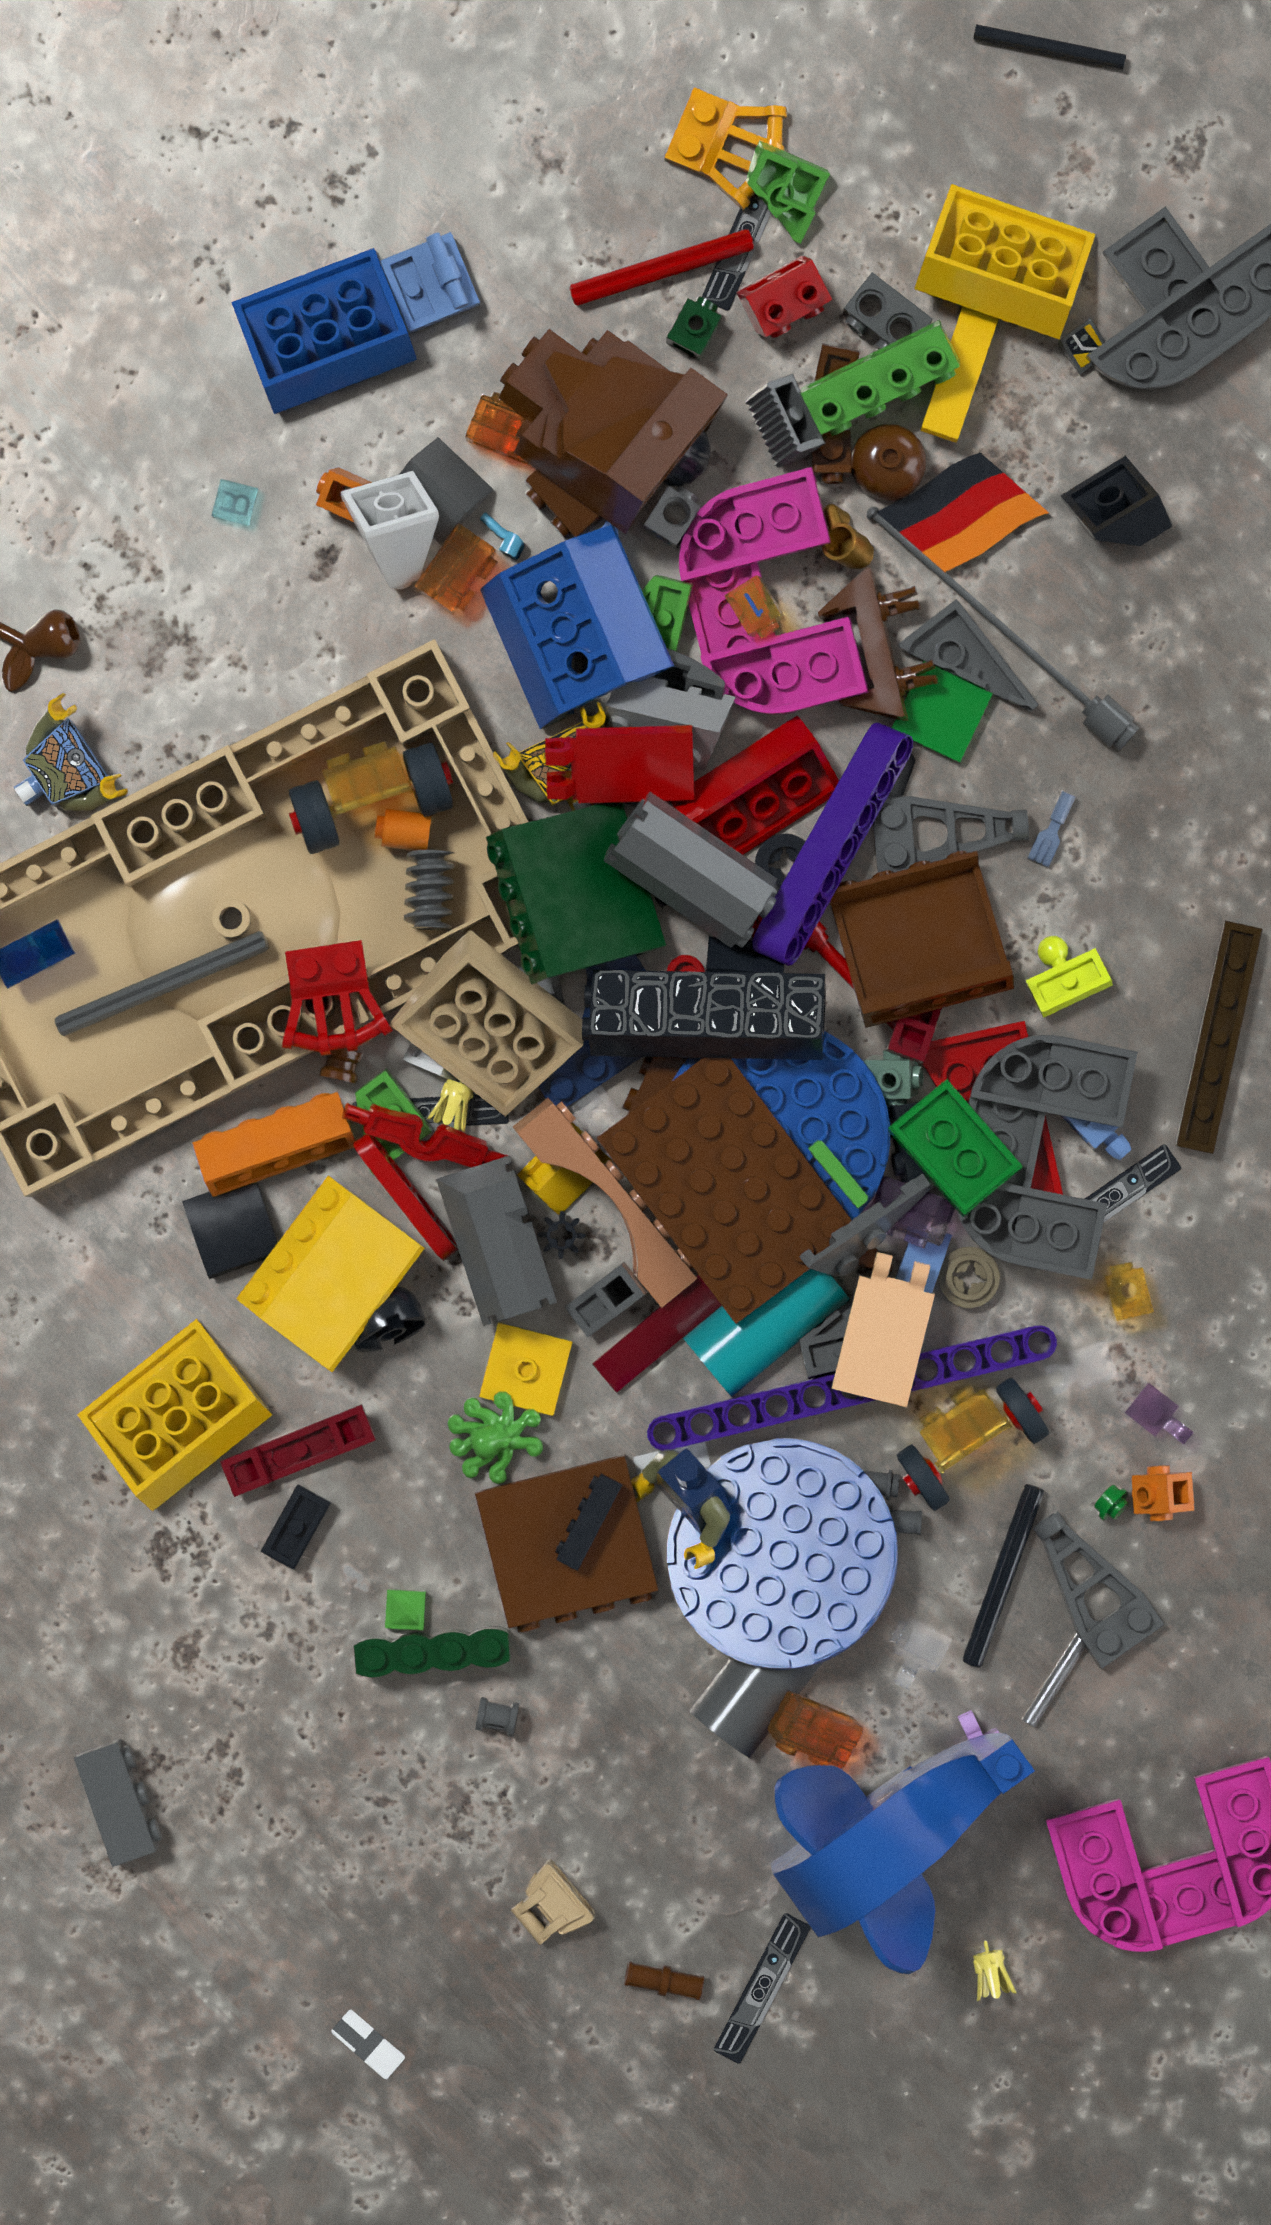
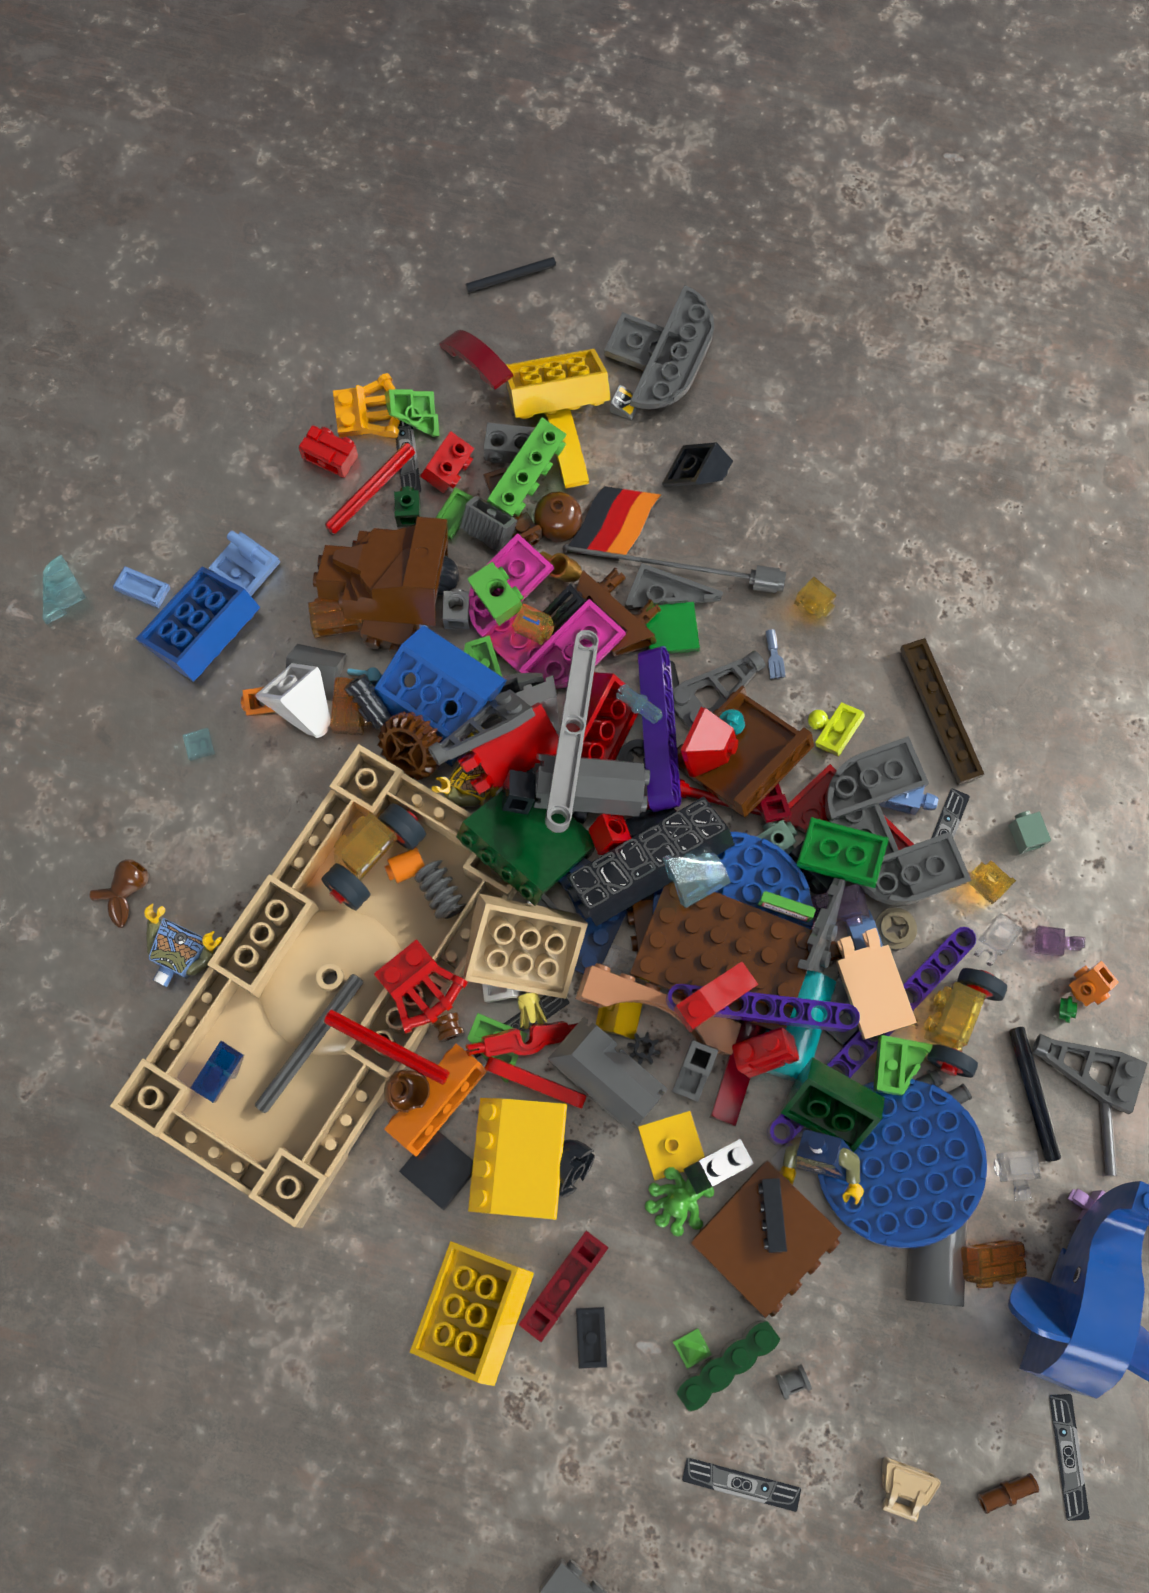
camera: 40 degrees left, 15 degrees down
(168, 172) = (59, 589): none -> clear light blue slope
(244, 1116) = (406, 1090): none -> reddish brown hair
(250, 1050) = (387, 1047): none -> red axle
(278, 231) = (141, 587): none -> medium blue tile
(369, 1788) = (741, 1484): none -> sticker
(481, 590) = (370, 704): none -> black axle
(501, 677) = (398, 736): none -> reddish brown gear
(562, 1427) = (718, 1166): none -> brick
(597, 827) = (518, 792): none -> black brick
(635, 179) = (328, 450): none -> red brick
(650, 715) = (506, 705): none -> dark grey plate
(673, 1234) = (715, 996): none -> slope
(681, 946) = (608, 832): none -> red brick
(693, 809) = (570, 743): none -> light grey beam
(700, 1331) = (765, 1052): none -> red brick
(718, 518) = (502, 606): none -> bright green brick
(735, 1295) = (775, 1014): none -> dark purple beam
(741, 1441) = (833, 1104): none -> dark green slope
(747, 1072) = (696, 876): none -> clear light blue slope
(752, 370) = (453, 510): none -> bright green tile
(823, 799) = (639, 703): none -> clear light blue axle
(836, 600) = (565, 612): none -> black tile
(853, 1440) = (897, 1063): none -> bright green wing
(878, 906) = (708, 743): none -> red slope
(916, 161) = (479, 356): none -> dark red slope
(932, 891) = (734, 719): none -> teal tile
(1156, 789) = (816, 598): none -> clear yellow brick
(1219, 1260) = (1029, 831): none -> sand green brick

